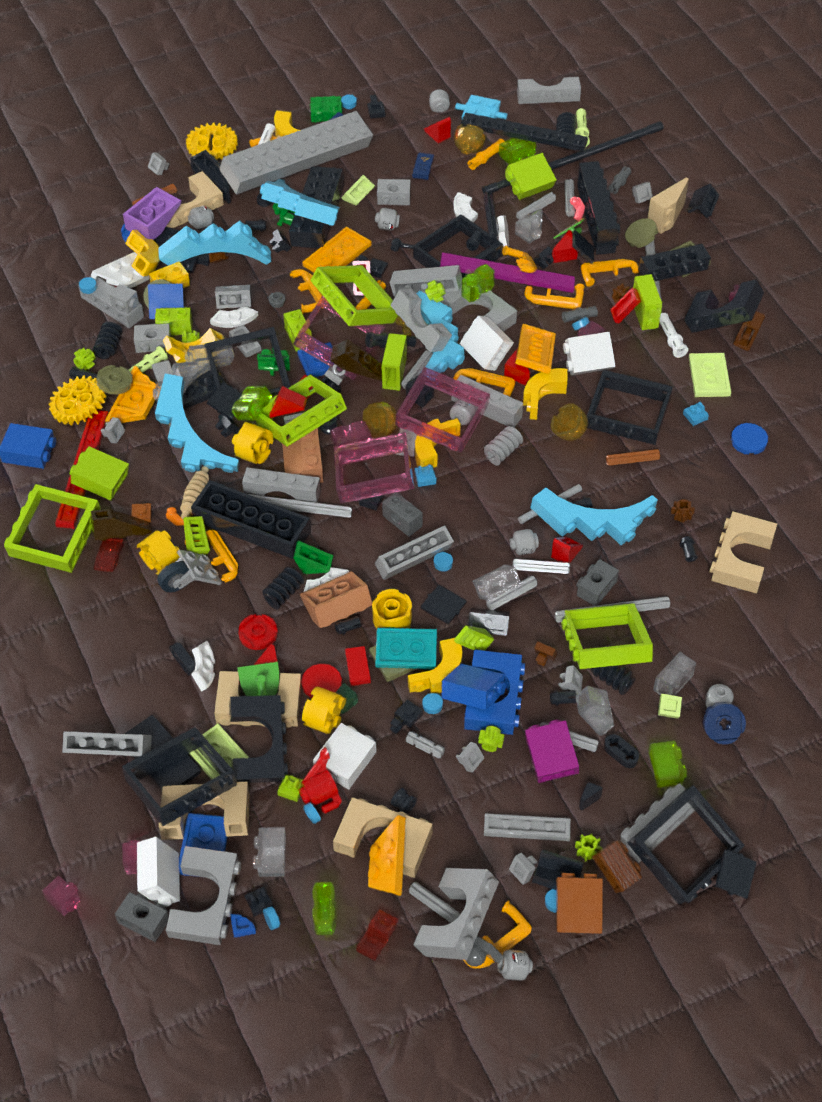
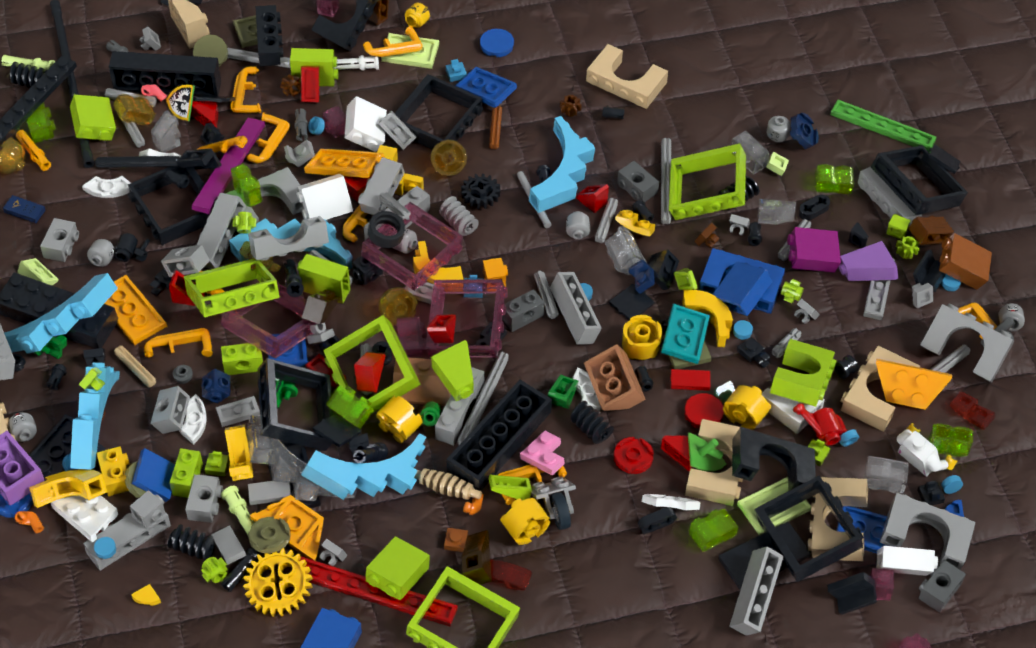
camera: 80 degrees left, 0 degrees up
(59, 327) = (146, 596): none -> yellow tile
(117, 359) = (228, 545): none -> light grey tile
(117, 834) = (854, 592): none -> black panel
(119, 245) = (29, 518): none -> orange arm
(179, 705) = (713, 529): none -> clear neon green brick
(211, 431) = (372, 453): none -> black pin
(228, 226) = (92, 379): none -> lime tile
(239, 554) = (541, 453): none -> bright pink plate
(265, 463) = (430, 408): none -> green brick
(269, 318) = (216, 386): none -> dark blue brick
(270, 276) = (139, 370): none -> tan axle
(299, 879) = (921, 452): none -> white torso
(302, 464) = (455, 370): none -> lime slope
(349, 757) = (804, 387): none -> lime arch
(351, 447) = (442, 328): none -> red slope
(383, 264) = (185, 260): none -> light grey brick
(398, 231) = (125, 247): none -> black brick
(438, 390) = (386, 218): none -> black tyre
(443, 486) = (495, 270): none -> light orange brick
(449, 523) = (546, 294): none -> light grey axle
(469, 603) = (643, 276): none -> dark blue bracket
(476, 381) = (394, 206): none -> light grey axle
(497, 243) = (199, 159): none -> black panel
(511, 377) = (386, 180): none -> light grey brick
(540, 317) = (299, 154): none -> light grey bracket
(540, 588) = (630, 221): none -> yellow slope
(542, 458) = (480, 191): none -> black gear
(548, 807) = (869, 264): none -> medium lavender slope
(549, 198) = (134, 109): none -> clear yellow brick
(561, 594) = (640, 208): none -> black pin
(591, 377) = (397, 130): none -> light grey plate
(613, 831) = (898, 226): none -> lime slope
(681, 438) = (488, 86): none -> blue tile
(699, 360) = (397, 48): none -> light orange piece
(754, 367) = (417, 15): none -> yellow head
(773, 811) = (882, 125): none -> bright green tile

